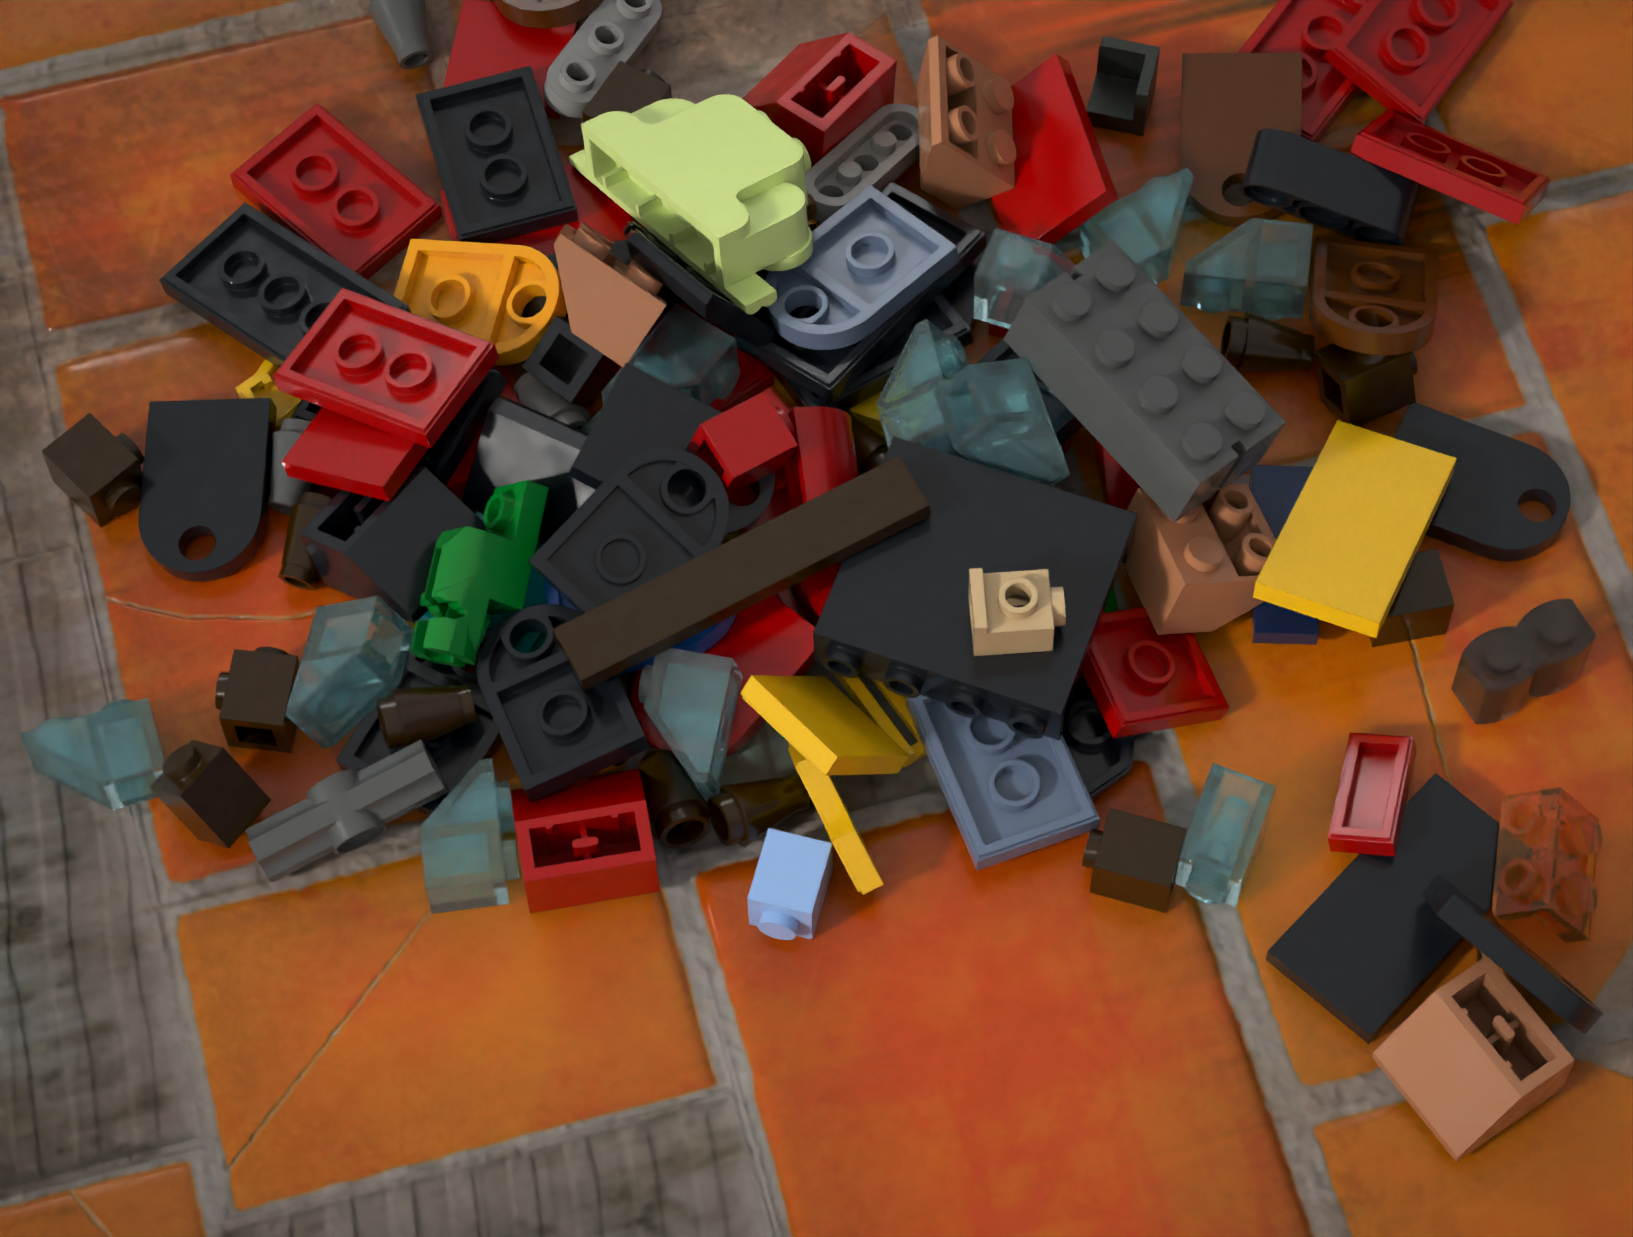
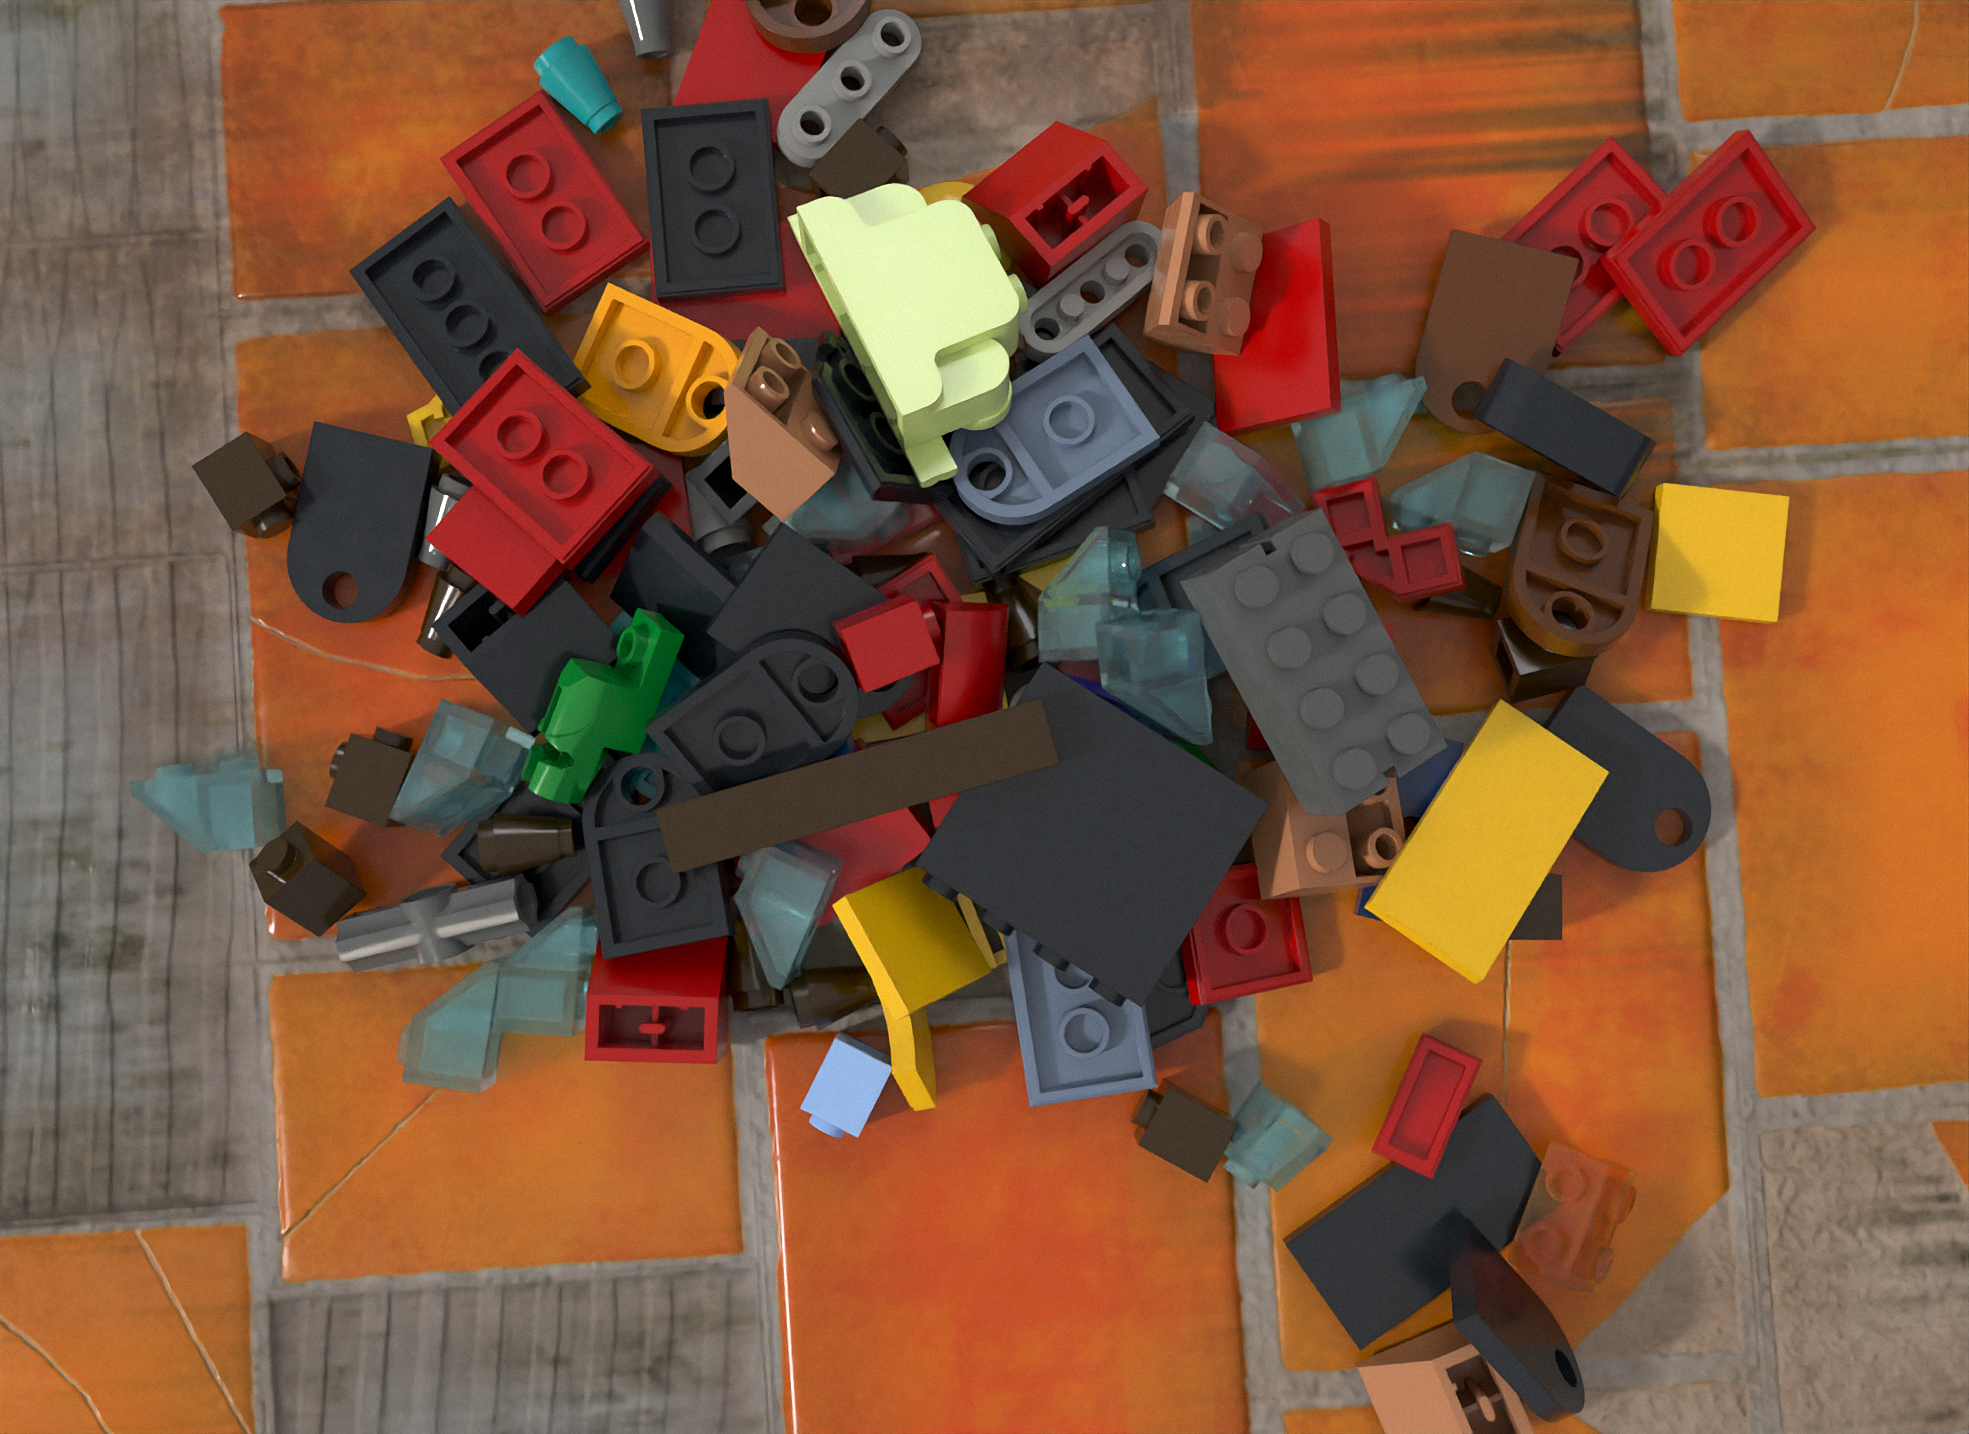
camera: 15 degrees right, 25 degrees up
(351, 92) = (578, 84): none -> teal cone
(384, 913) = (455, 1036): none -> clear light blue slope
(1008, 629) = (1100, 882): tan brick -> none
(1123, 85) = (1381, 250): pearl dark grey panel -> none
(1224, 314) = (1401, 565): none -> red tile
(1451, 166) = (1697, 428): red tile -> none
(1507, 276) = (1716, 553): none -> yellow tile
(1523, 661) = (1622, 996): clear smoke brick -> none

